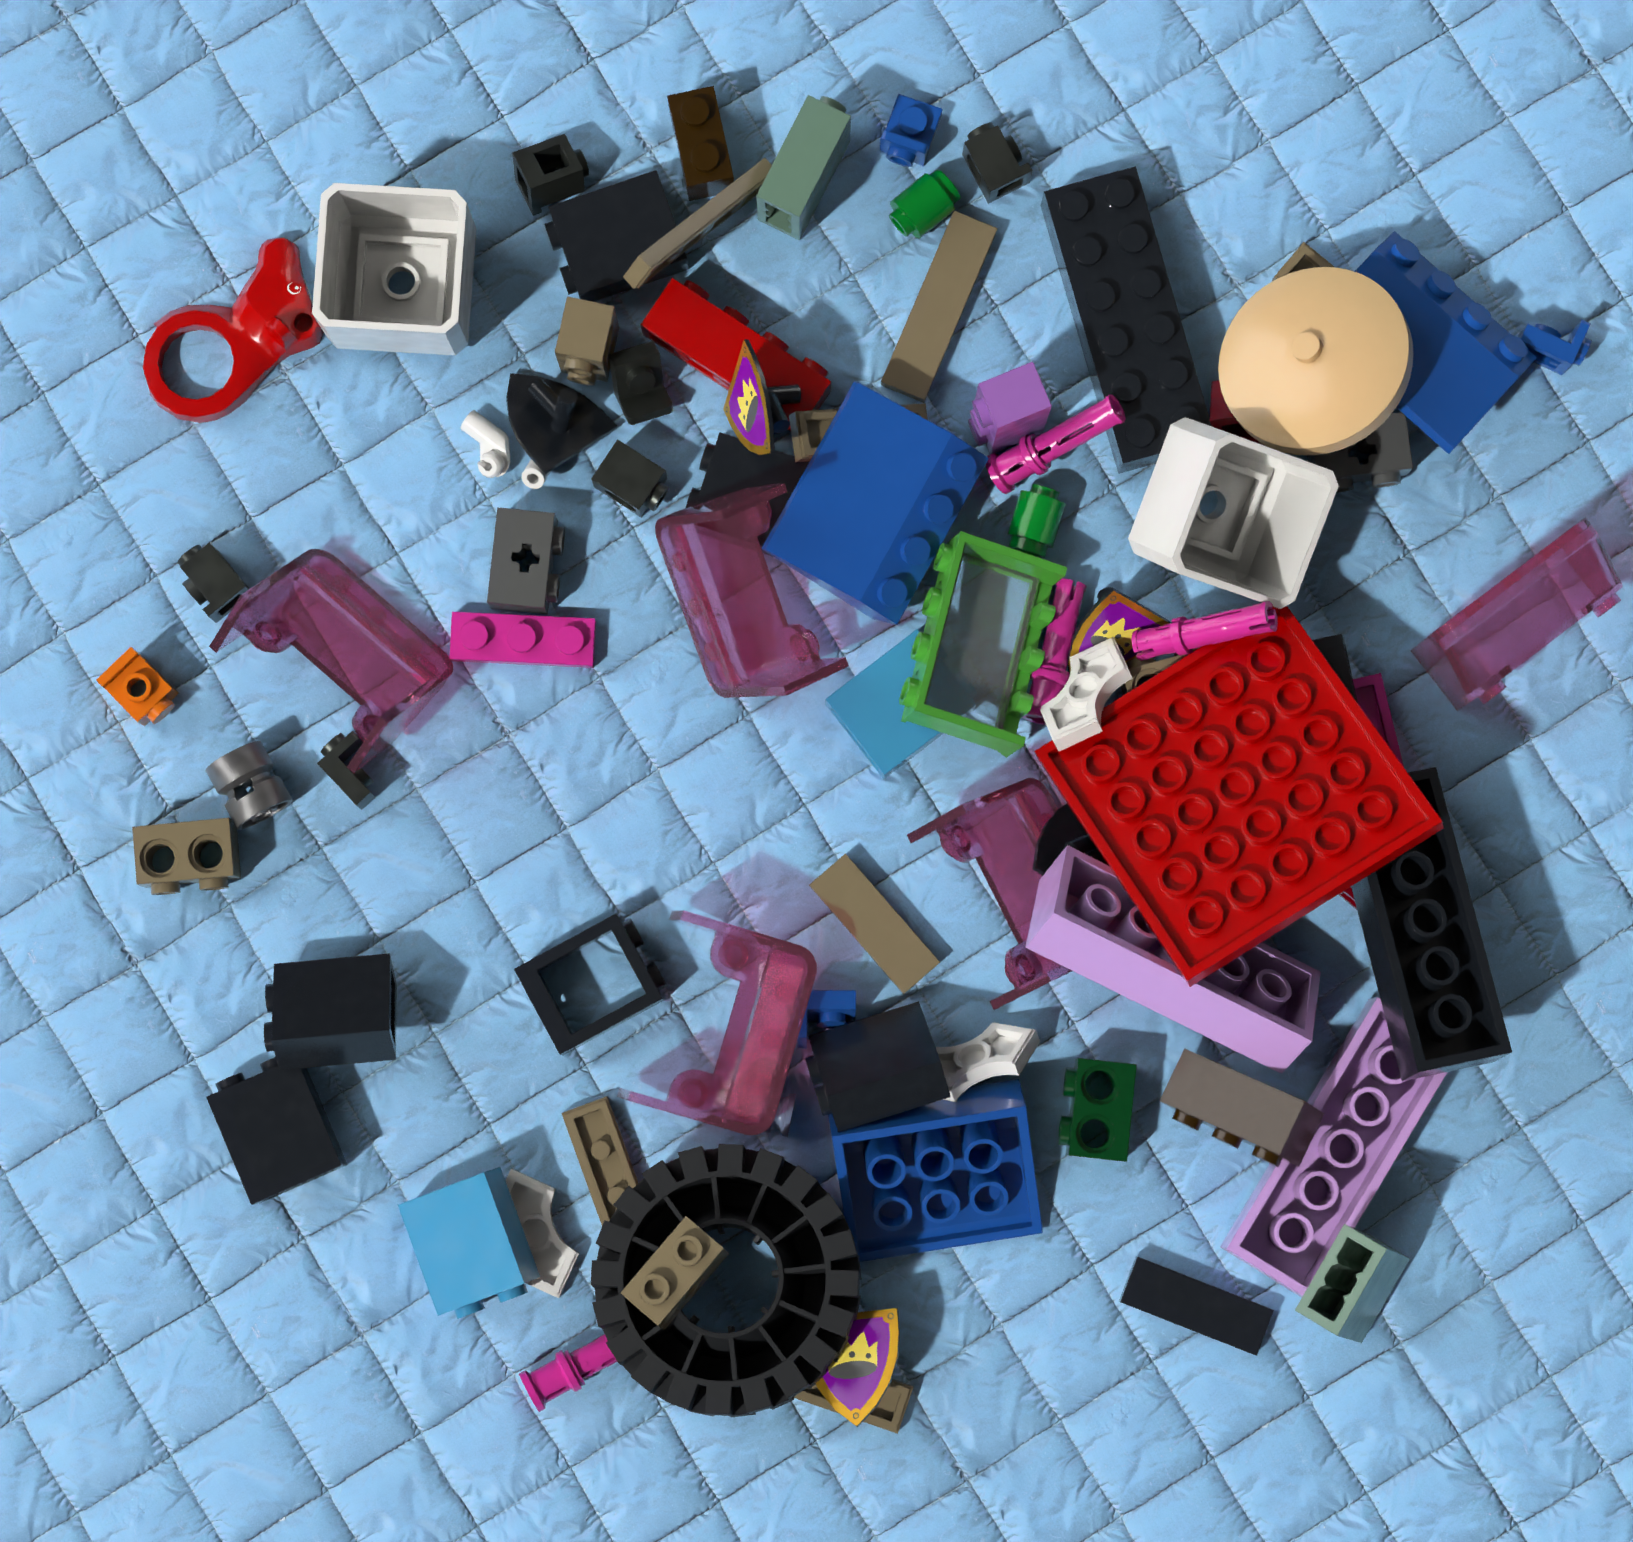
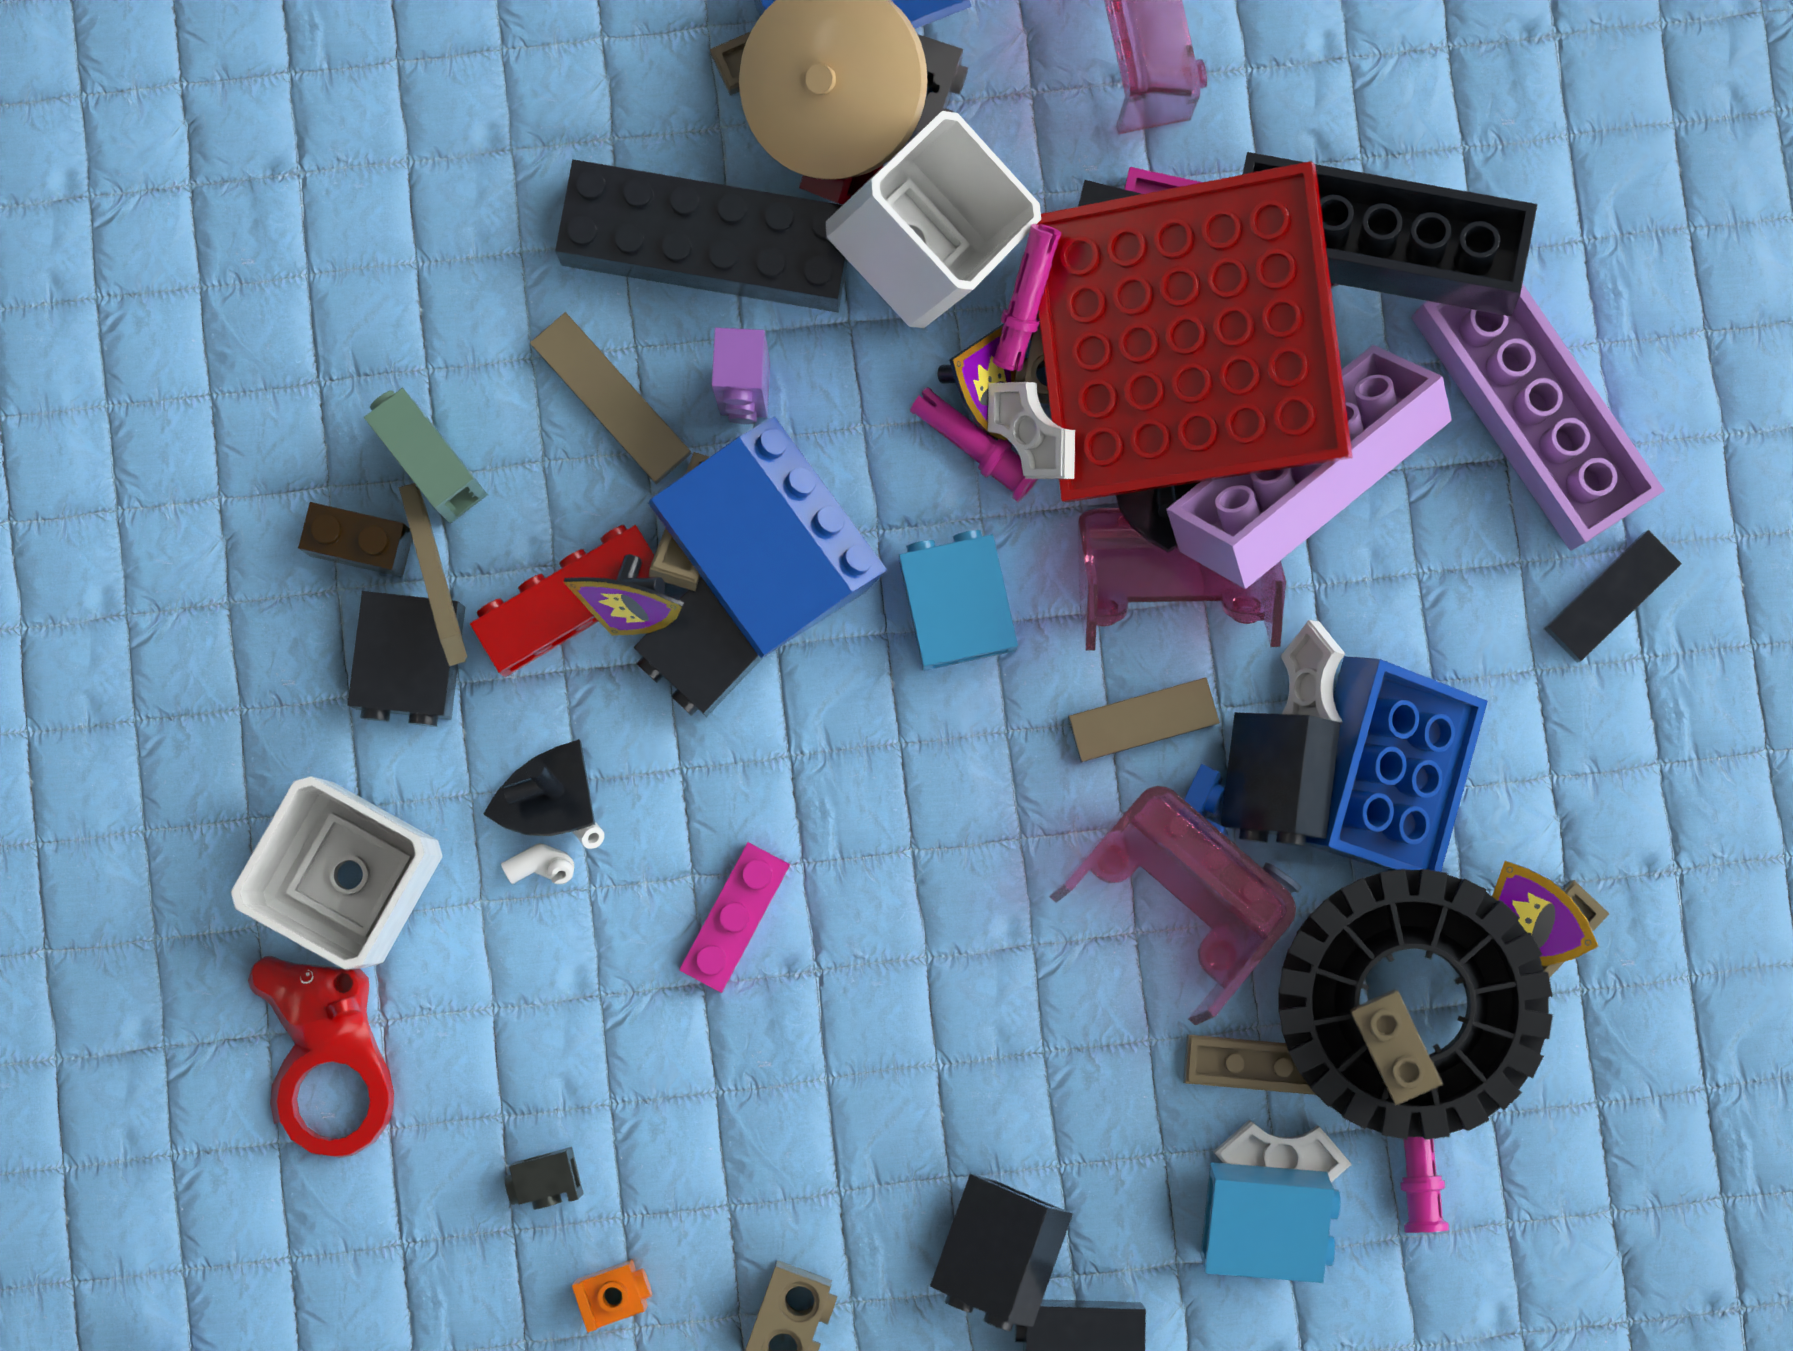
camera: 70 degrees left, 0 degrees up
(240, 770) = (734, 1228): flat silver wheel -> none
(349, 637) = (659, 1075): clear pink windscreen -> none
(351, 783) = (790, 1135): pearl dark grey bracket -> none
(513, 536) = (636, 880): dark grey brick -> none
(549, 172) = (314, 690): pearl dark grey brick -> none
(549, 1011) = (1081, 1051): black window -> none
(585, 340) = (490, 728): dark tan brick -> none
(631, 479) = (636, 748): pearl dark grey brick -> none
(639, 383) = (552, 700): pearl dark grey bracket -> none
(733, 600) = (797, 708): clear pink windscreen -> none
(910, 131) = (437, 347): blue bracket -> none
(924, 204) = (511, 366): green brick -> none
(980, 642) = (939, 503): window -> none
(995, 162) = (503, 285): pearl dark grey brick -> none
(1032, 455) = (789, 372): dark pink pin -> none
(1036, 520) = (848, 403): green brick -> none
(1112, 1111) = (1408, 586): dark green brick -> none
(1241, 1109) = (1467, 471): brick -> none
(1352, 1284) = (1666, 447): sand green brick -> none

